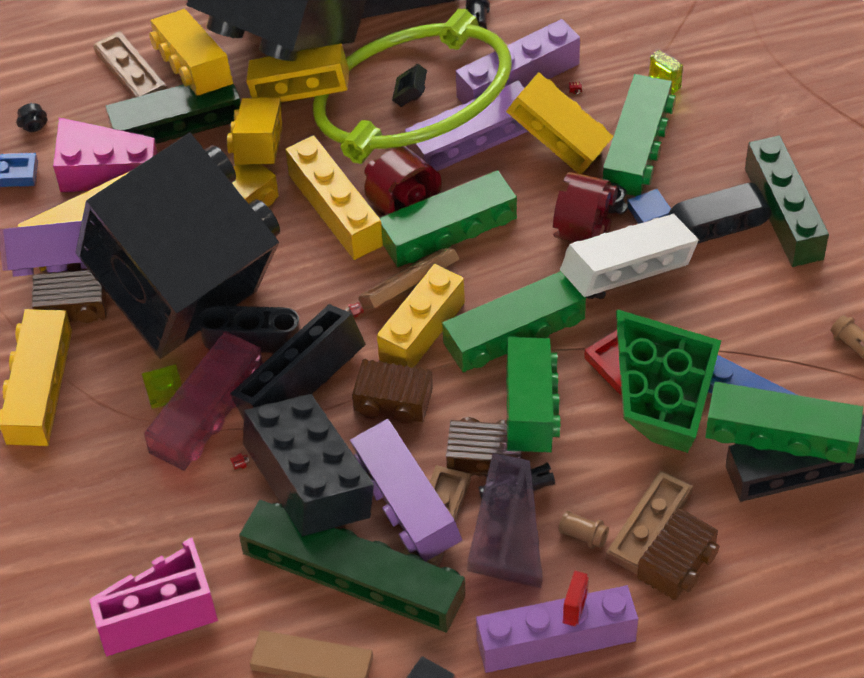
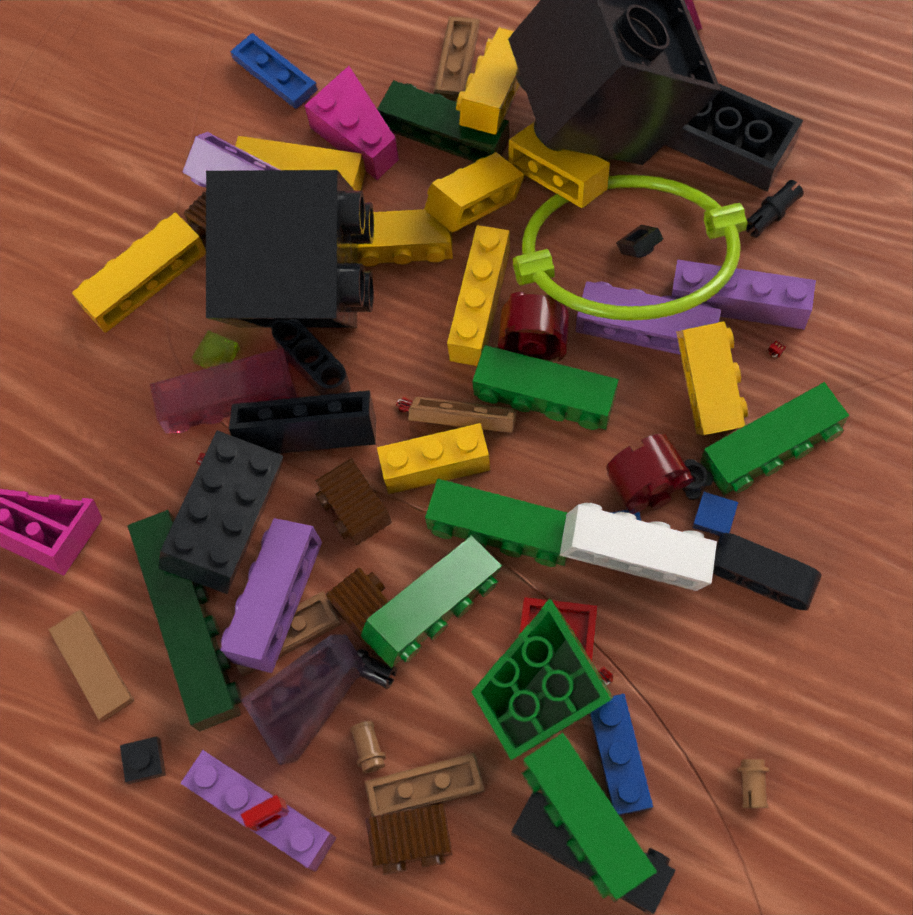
camera: 50 degrees right, 15 degrees up
(31, 117) = (345, 48): black plate -> none
(666, 68) = (863, 398): clear neon green plate -> none
(793, 211) = (831, 609): brick -> none

